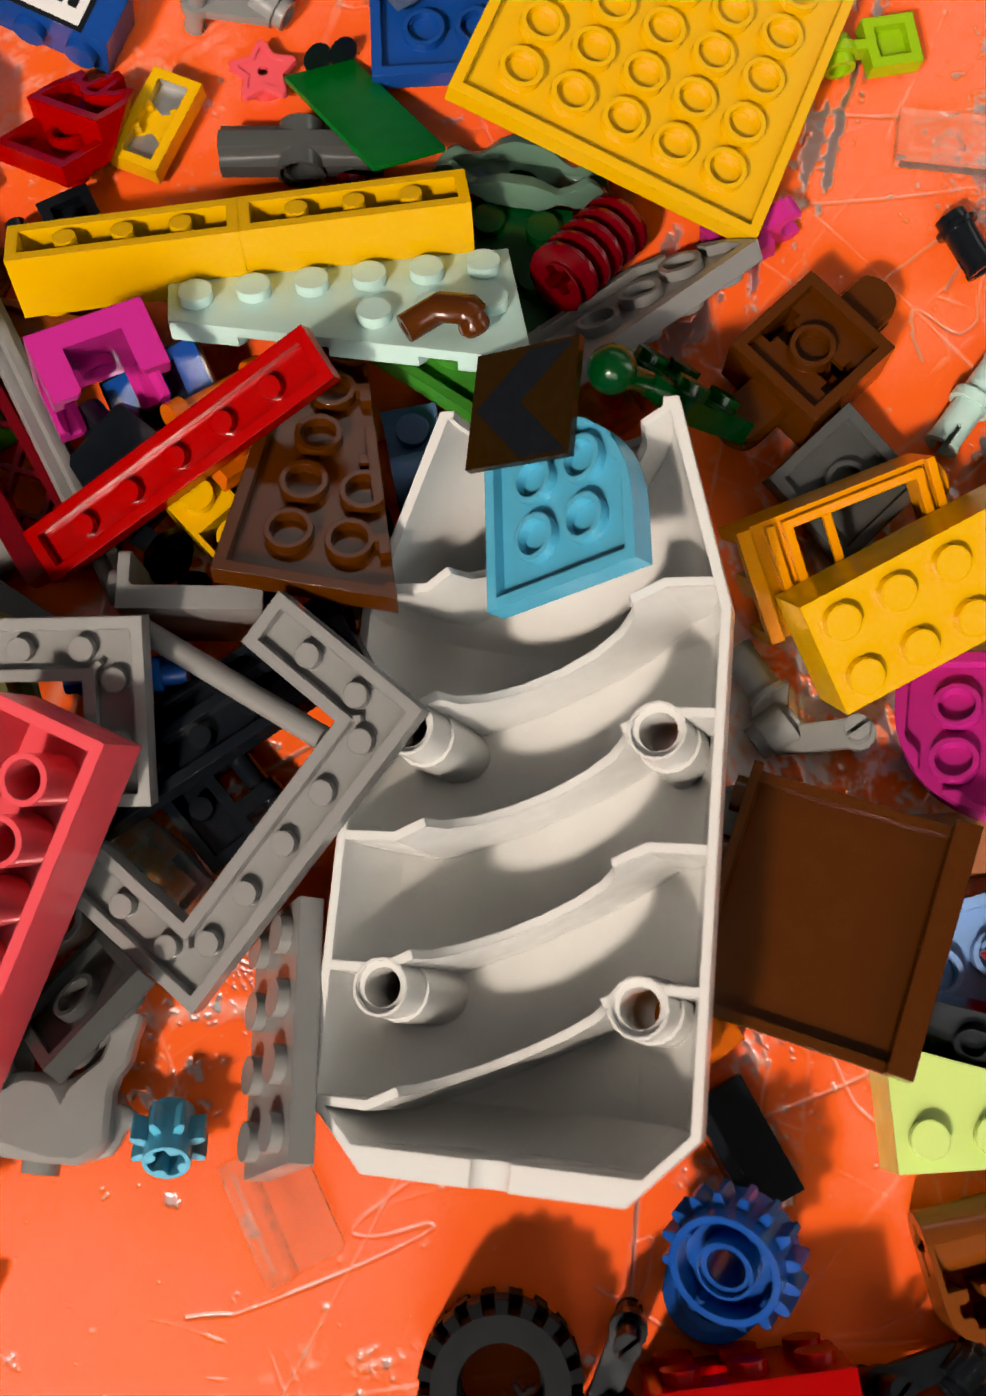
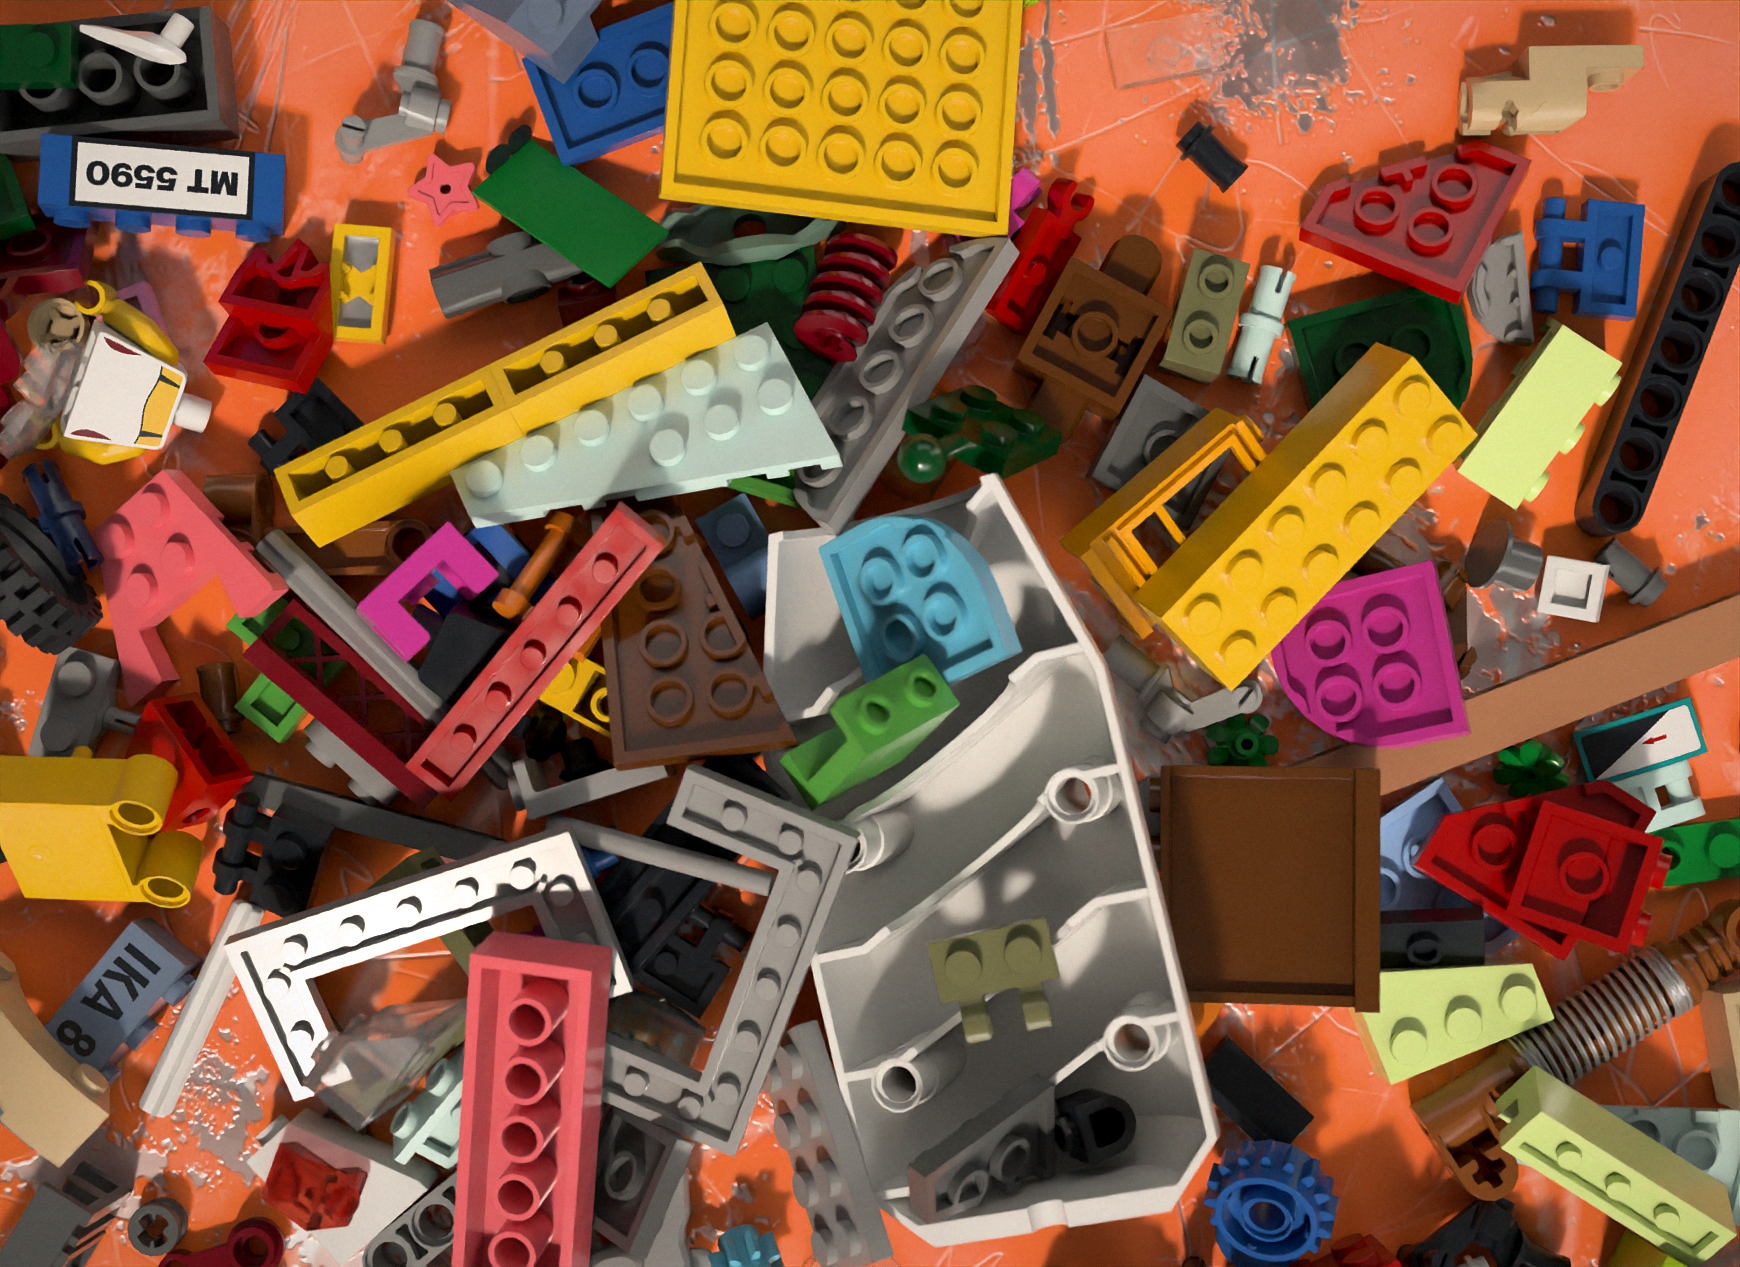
camera: 25 degrees left, 10 degrees up
(448, 308) = (741, 429): reddish brown arm -> none
(448, 1090) = (987, 1153): none -> dark grey wing
(483, 618) = (873, 732): none -> bright green panel
(521, 891) = (995, 961): none -> olive plate
(525, 405) = (850, 512): dark brown piece -> none
(571, 1106) = (1093, 1125): none -> black plate
(775, 275) = (1044, 250): none -> red plate
(841, 775) = (1231, 736): none -> green plant
(918, 373) = (1202, 317): none -> olive brick

